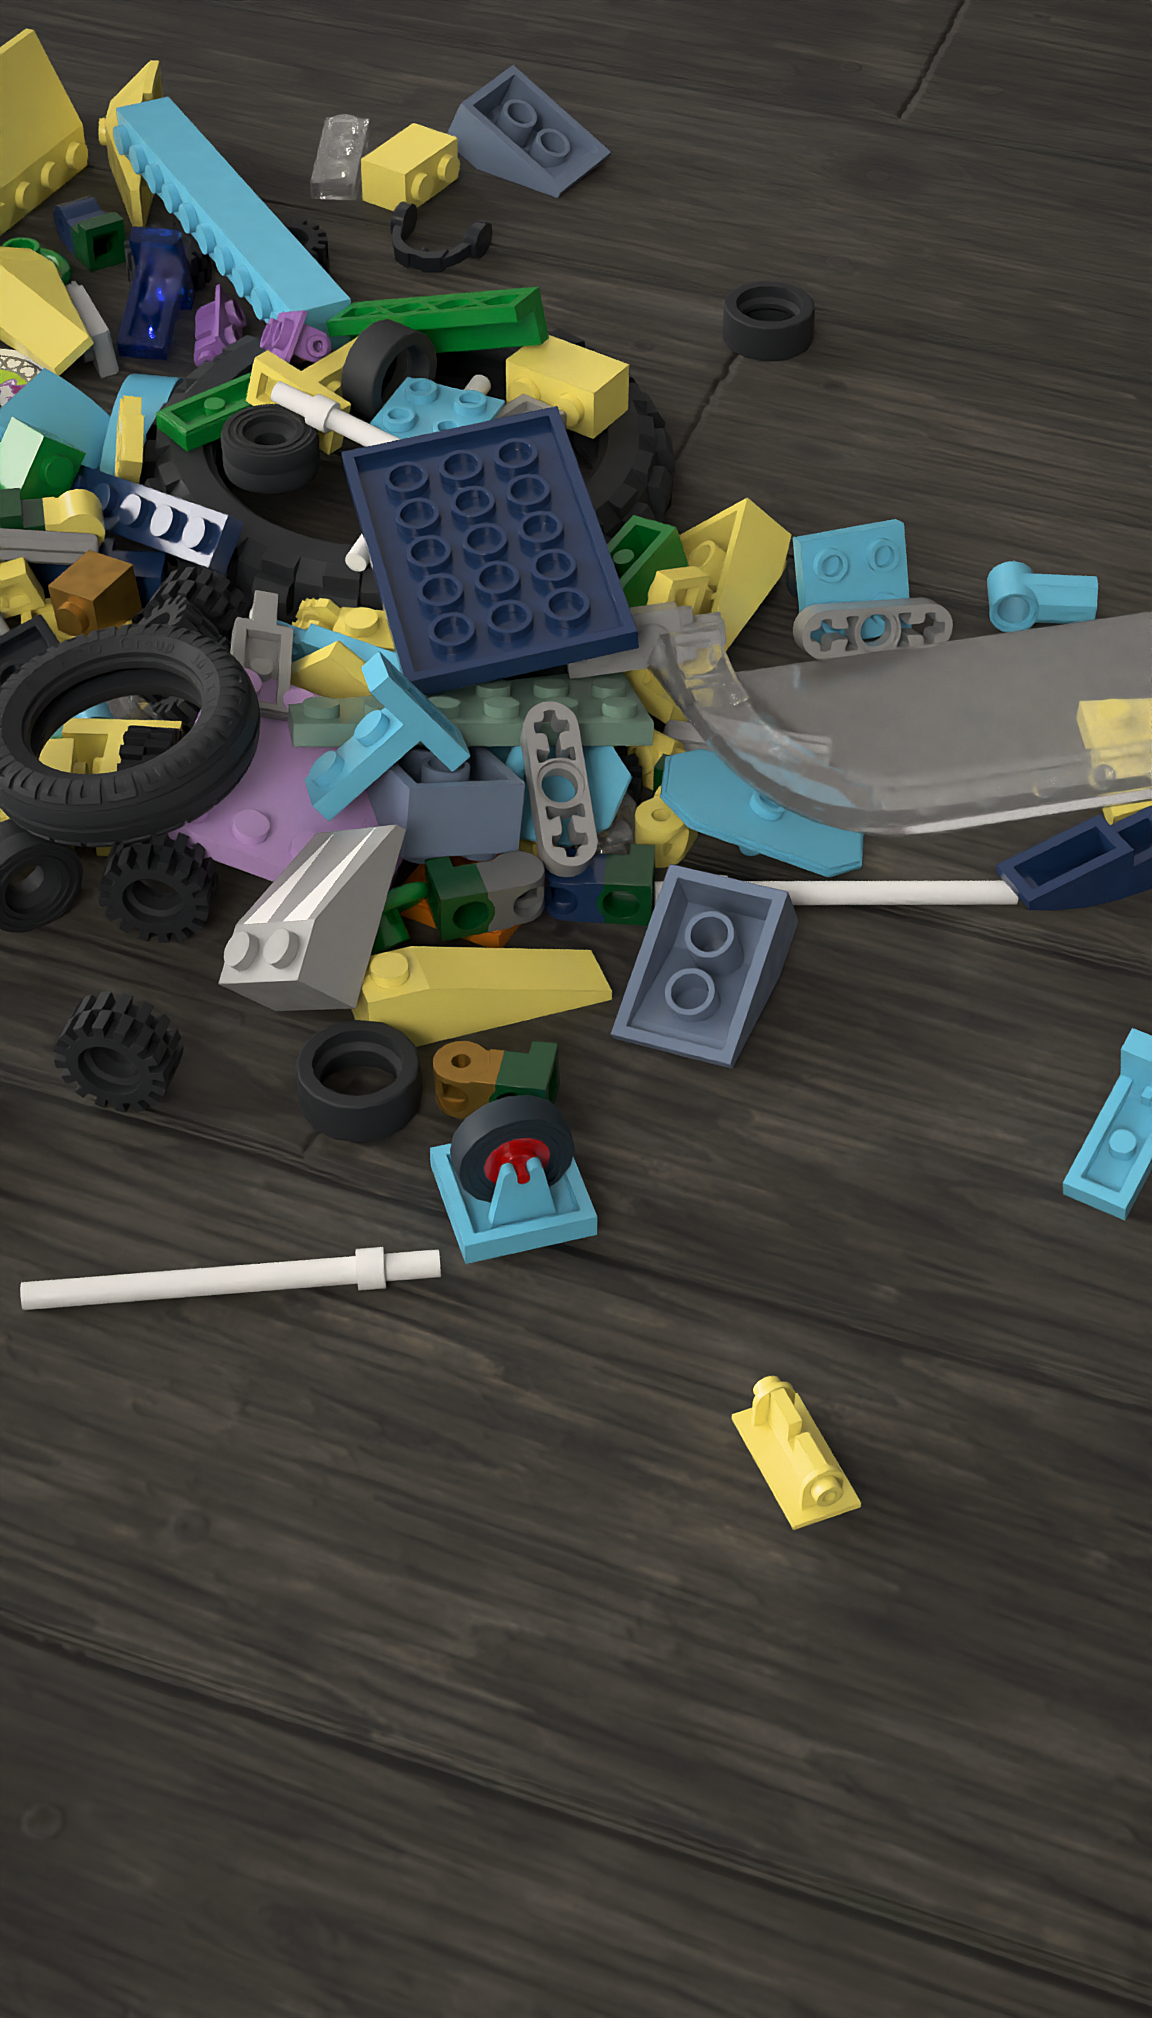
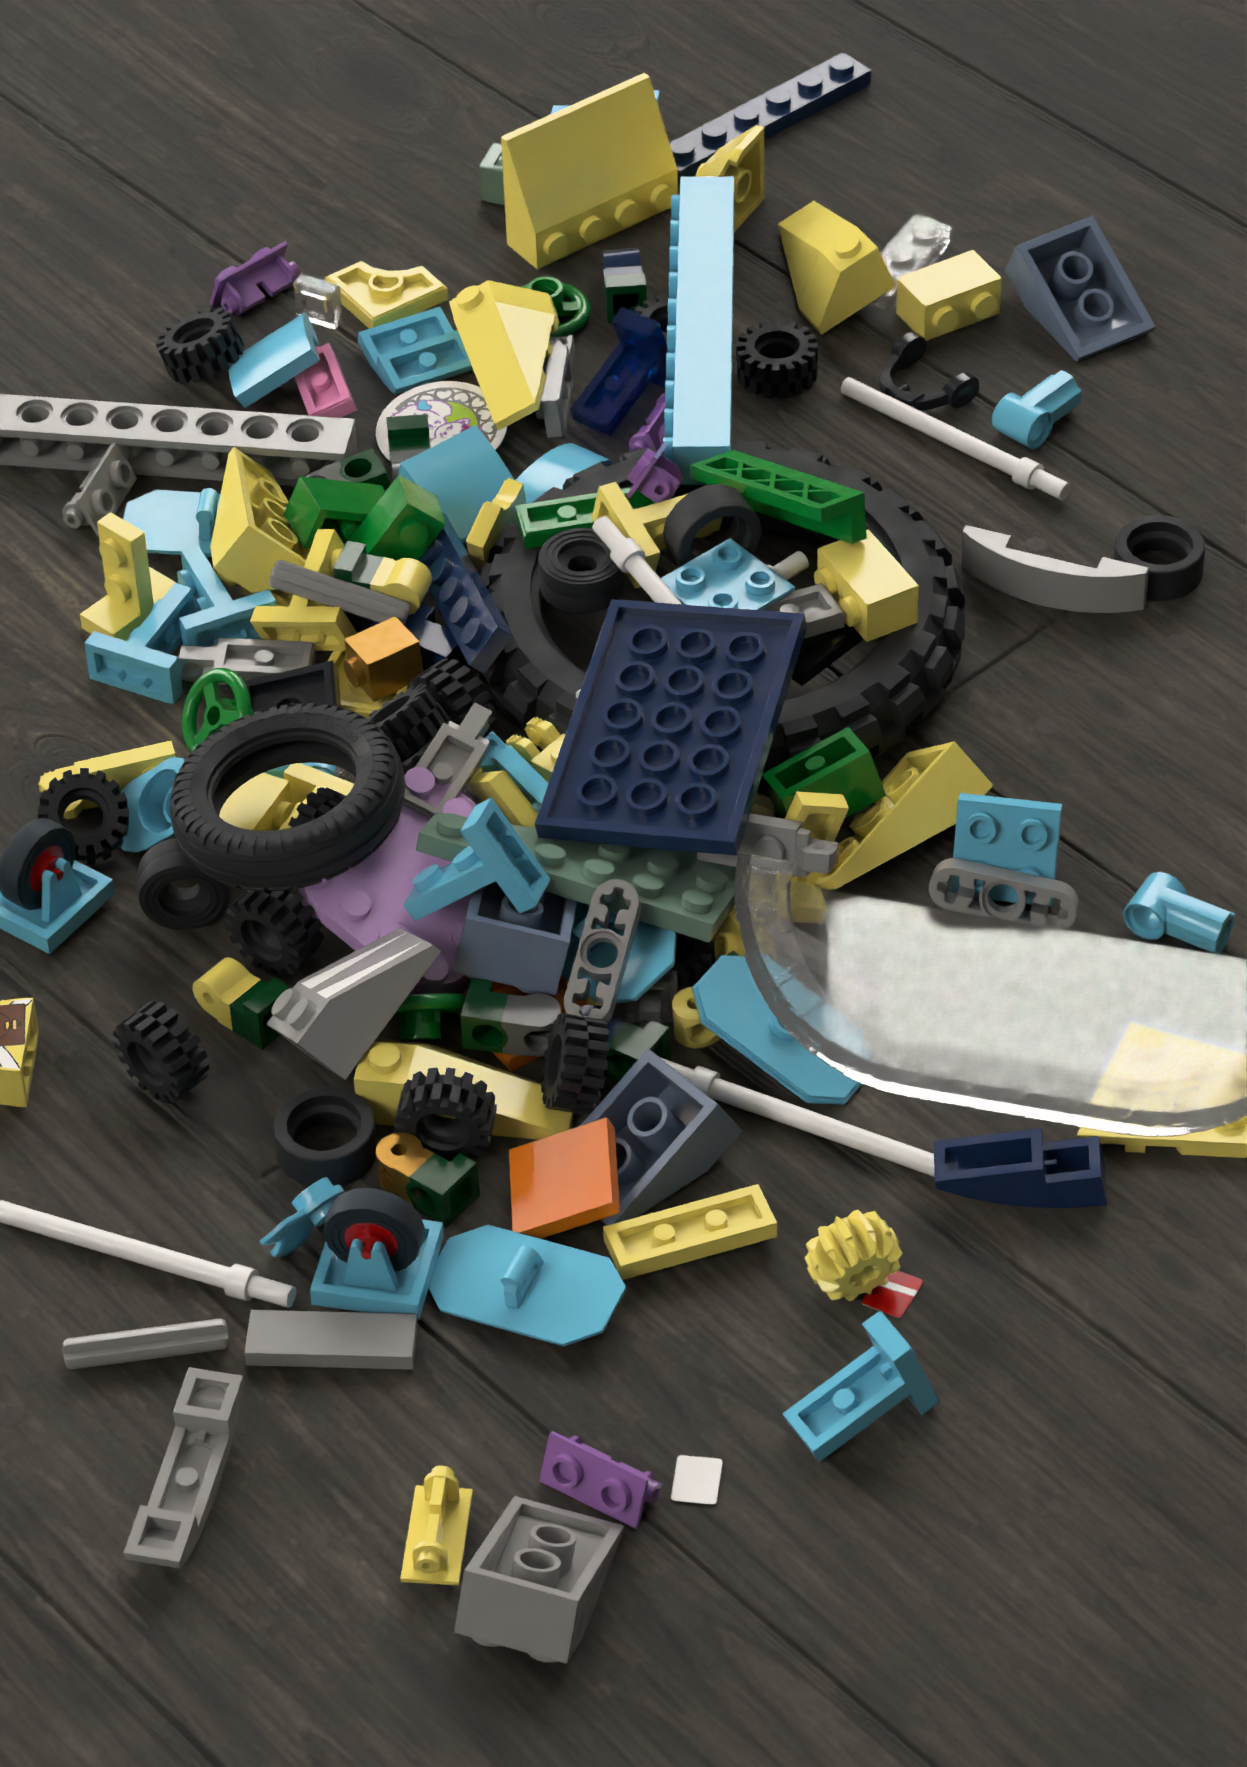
camera: 30 degrees right, 0 degrees up
(162, 41) = (773, 110): none -> plate
(165, 973) = (239, 1000): none -> leg
(290, 164) = (831, 266): none -> light yellow wedge
(305, 1379) = (145, 1343): none -> light grey axle
(421, 1147) = (312, 1211): none -> medium azure plate
(463, 1504) = (191, 1470): none -> light grey slope
(484, 984) = (453, 1097): none -> black tyre
(515, 1293) = (331, 1339): none -> light grey tile
(562, 238) = (1032, 416): none -> medium azure piece
(590, 287) = (1023, 471): none -> white bar
(594, 908) = (575, 1064): none -> black tyre
(657, 1032) = (564, 1180): none -> orange tile
(692, 1154) = (526, 1285): none -> medium azure shield
(695, 361) = (1050, 581): none -> light grey slope
(817, 1039) = (690, 1231): none -> light yellow plate
(925, 1328) = (597, 1479): none -> medium lavender hinge
(956, 1464) = (537, 1580): none -> light grey slope
(1014, 997) = (853, 1255): none -> light yellow gear
(1014, 1289) = (696, 1479): none -> white sticker
(1052, 1027) = (895, 1295): none -> red sticker

